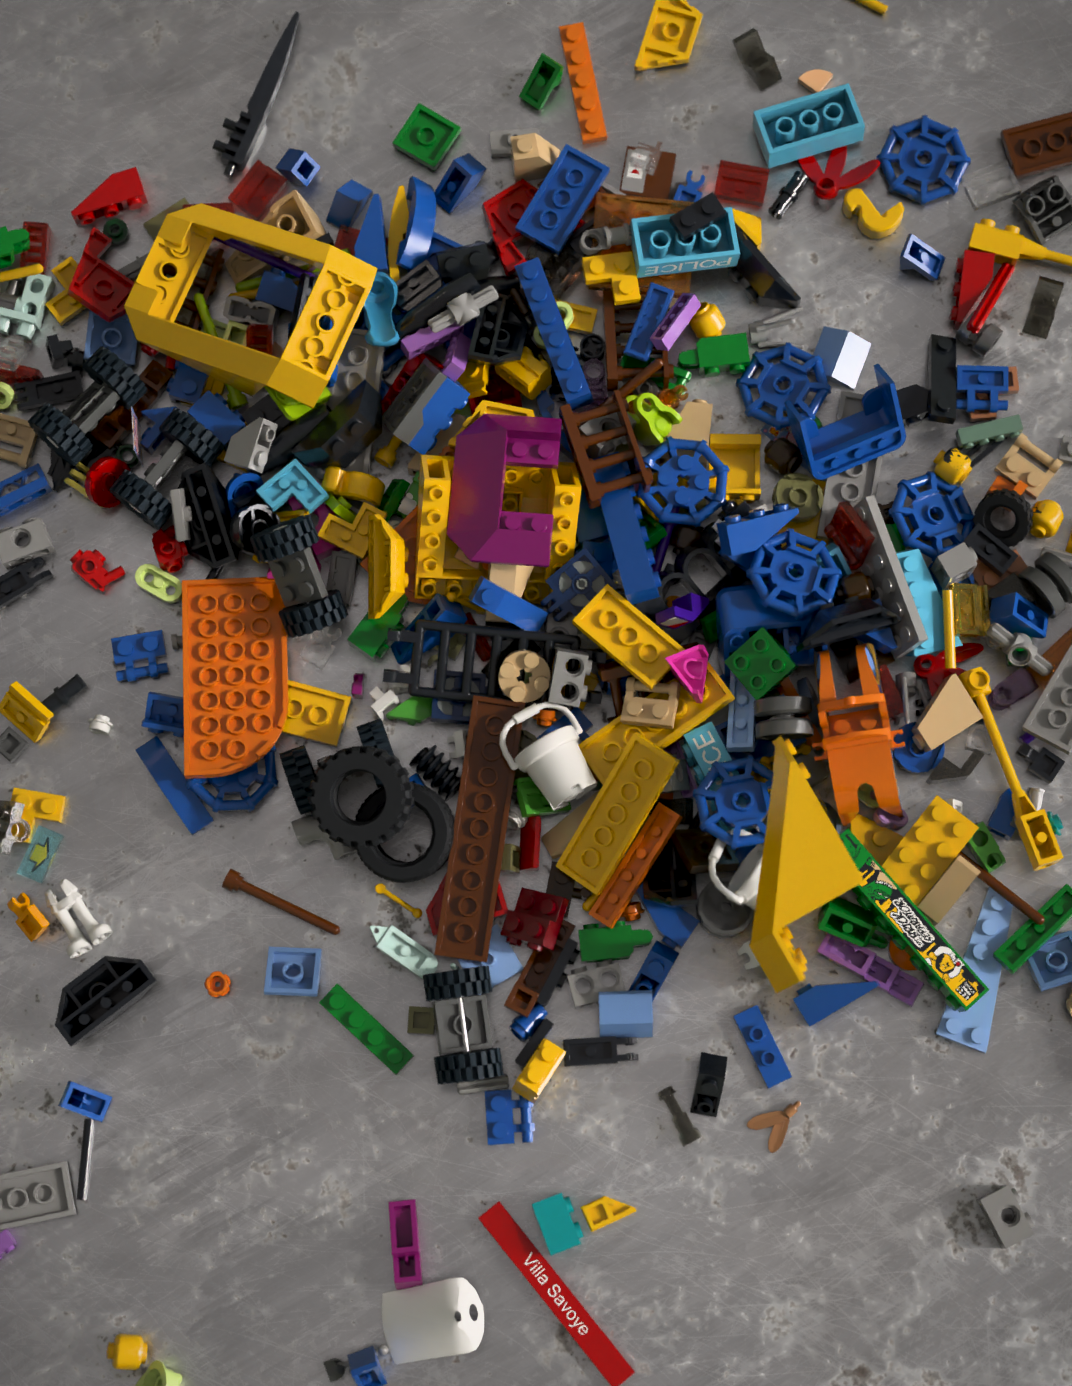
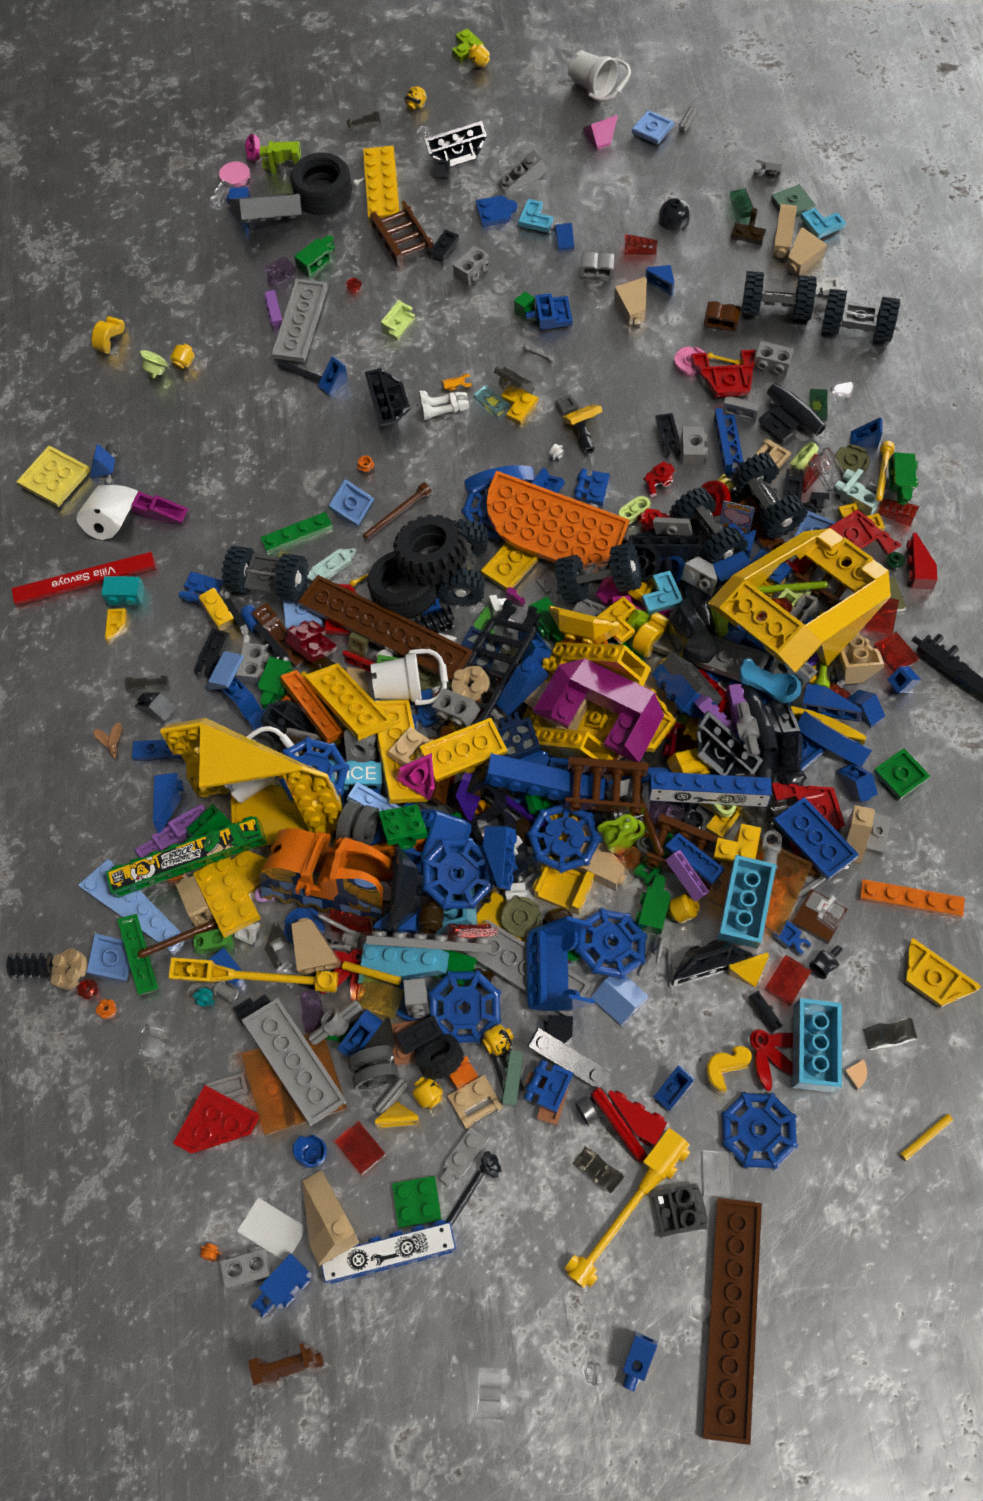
camera: 115 degrees right, 15 degrees down
(541, 81) = (919, 864): green slope -> none
(697, 216) = (760, 911): black plate -> none
(703, 149) = (825, 962): none -> black piece

